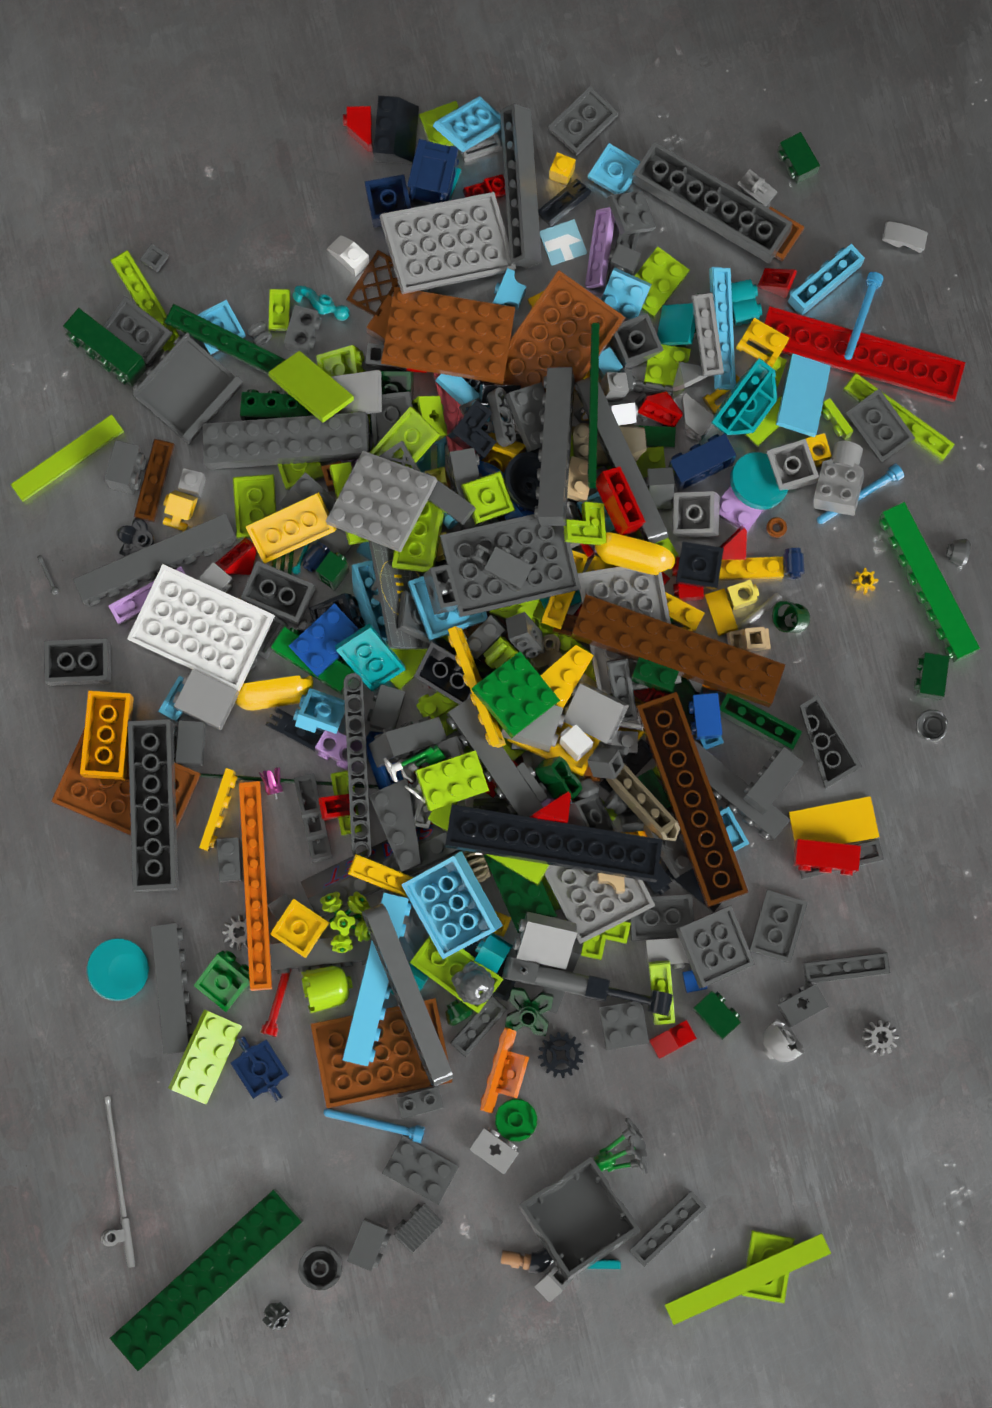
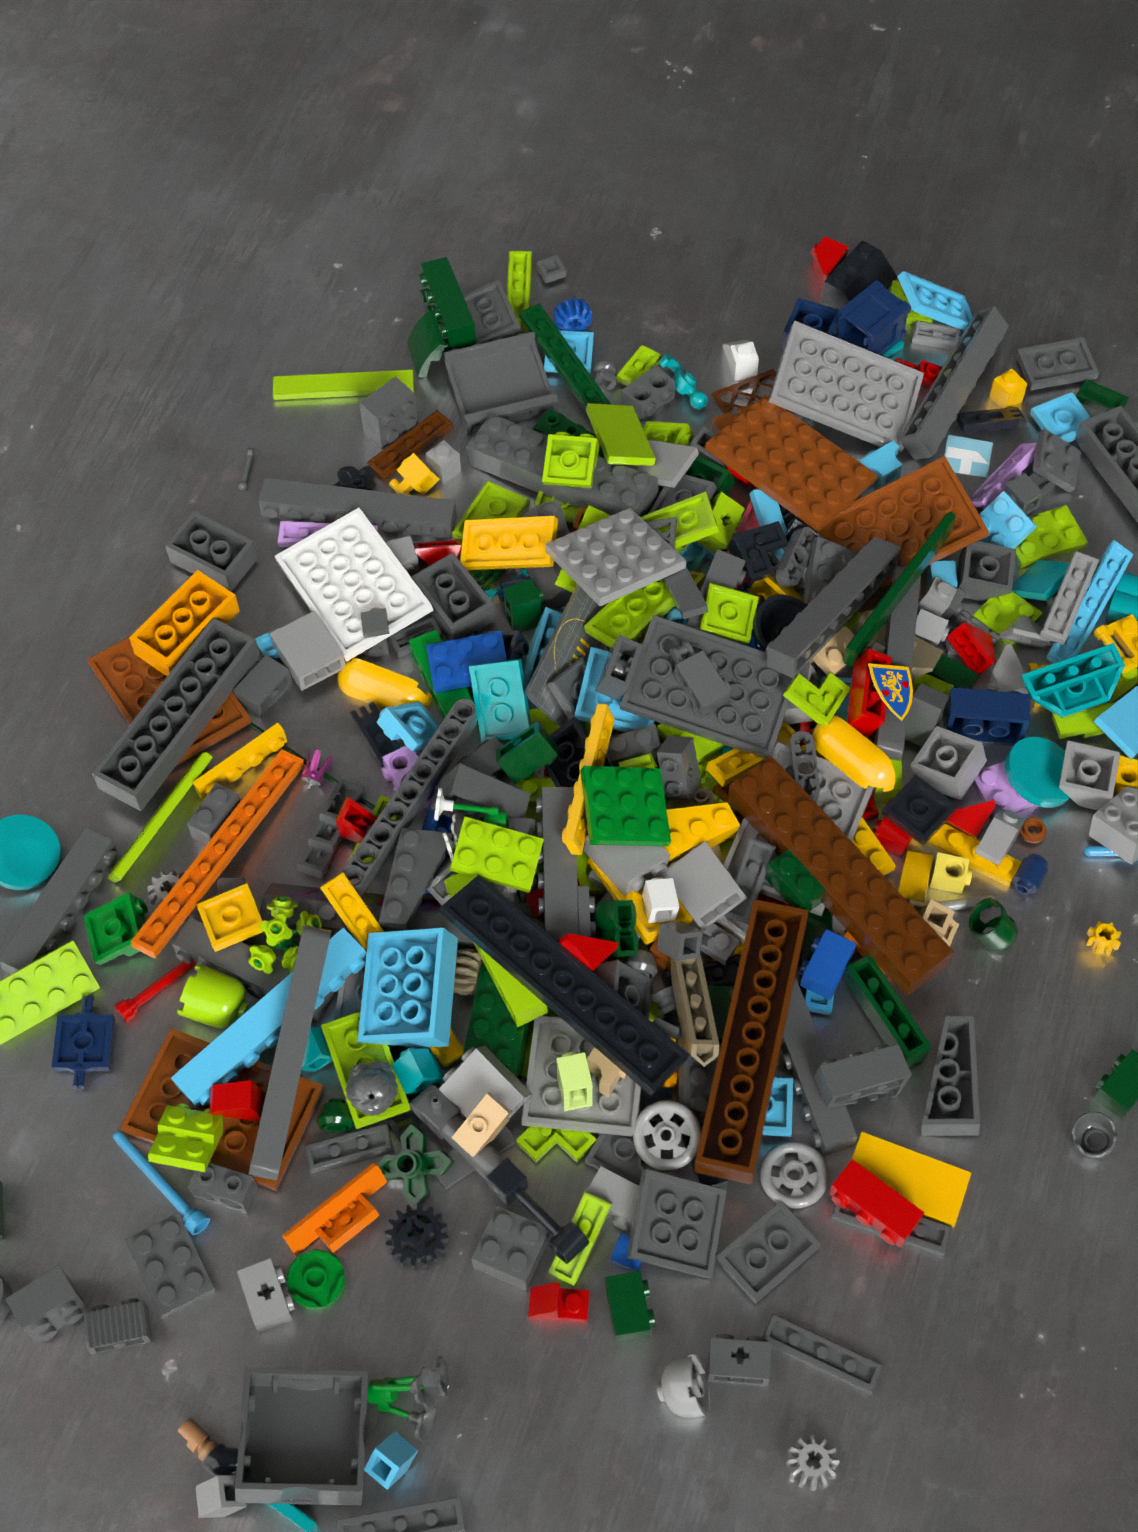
camera: 35 degrees right, 20 degrees down
(109, 389) = (425, 343): none -> dark green slope
(192, 884) = (159, 817): none -> lime tile
(202, 295) = (572, 315): none -> blue gear
(243, 653) = (375, 623): none -> dark grey tile
(296, 438) = (570, 460): none -> lime plate
(379, 1090) = (186, 1138): none -> lime plate
(394, 1047) = (237, 1100): none -> red slope
(416, 687) = (527, 753): none -> dark green brick
(563, 967) = (482, 1124): none -> tan brick
(600, 900) = (574, 1081): none -> yellowish green brick
(604, 567) = (809, 758): none -> dark grey beam
(631, 132) = (1100, 397): none -> dark green tile
(635, 489) = (893, 687): none -> sticker
(638, 1197) = (390, 1460): none -> medium azure brick
(673, 912) = (681, 1155): none -> light grey plate
(760, 550) = (1000, 836): none -> light grey slope
(780, 860) = (805, 1154): none -> light grey plate

